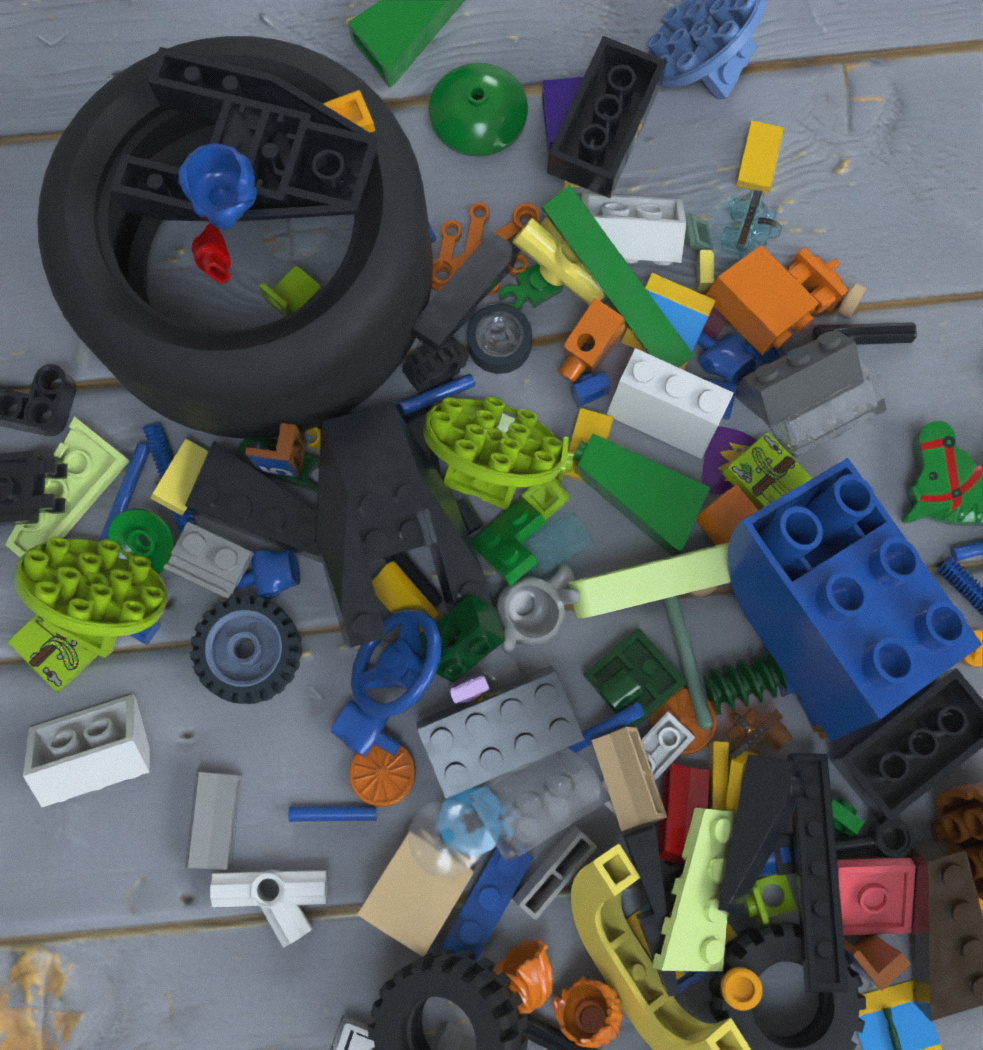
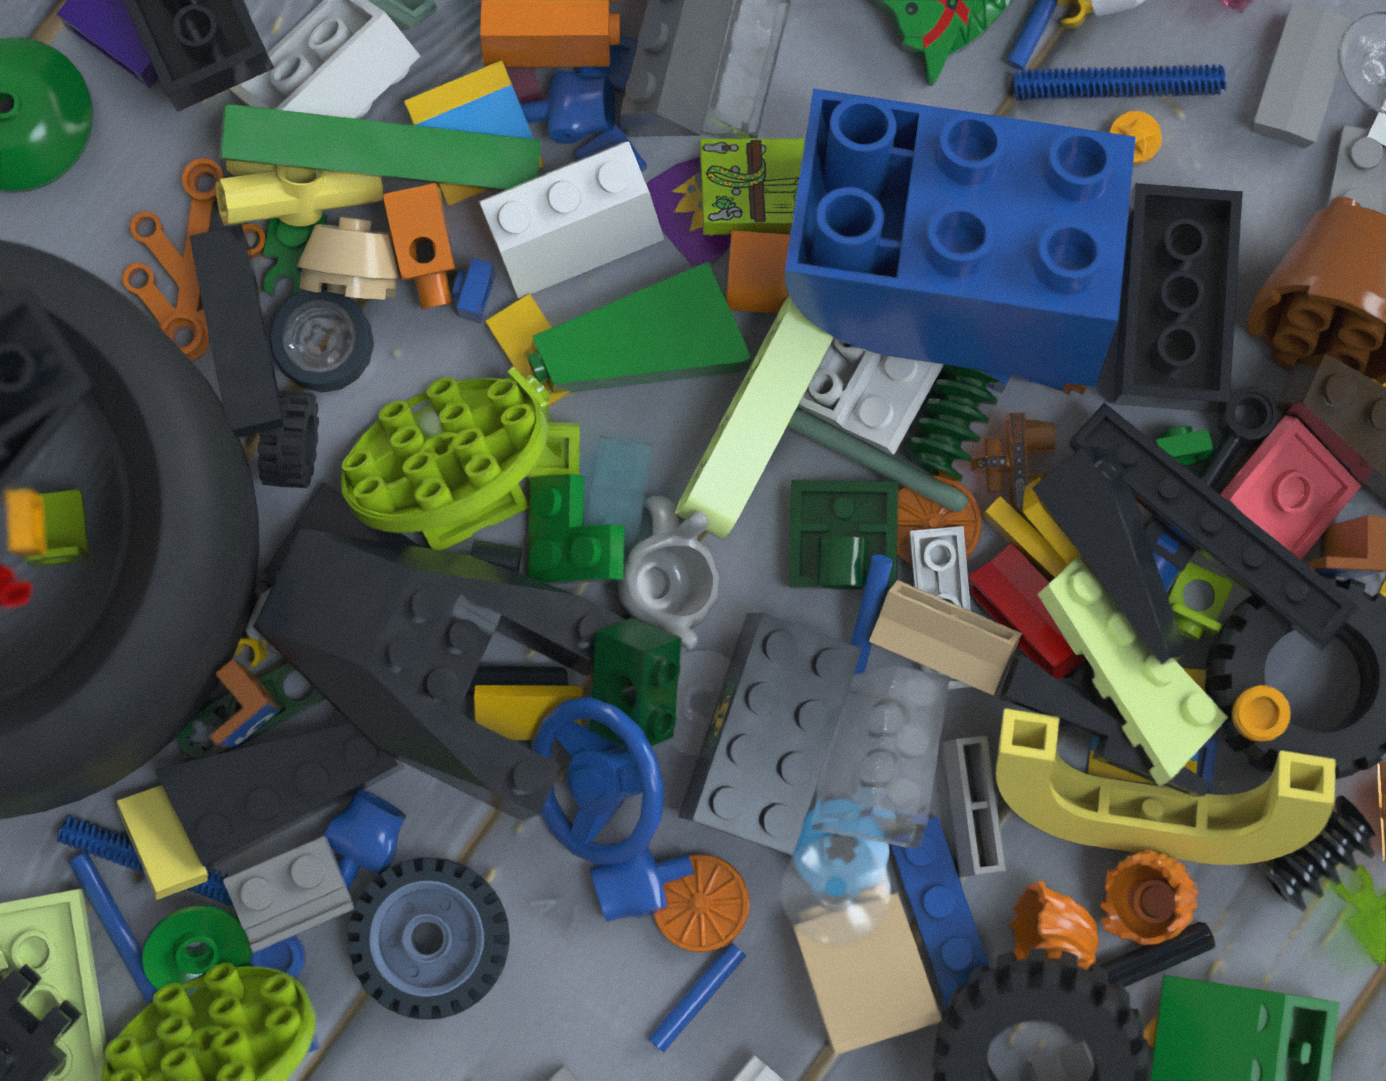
camera: 50 degrees left, 5 degrees up
(177, 587) = (284, 956): none -> blue tile
(259, 247) = (26, 523): none -> light orange tile
(436, 394) = (323, 469): blue piece -> none
(468, 688) = (694, 725): lavender tile -> none
(549, 315) = (350, 260): none -> tan cone
(704, 271) = (455, 40): light yellow tile -> none
(718, 626) = (868, 393): none -> white brick

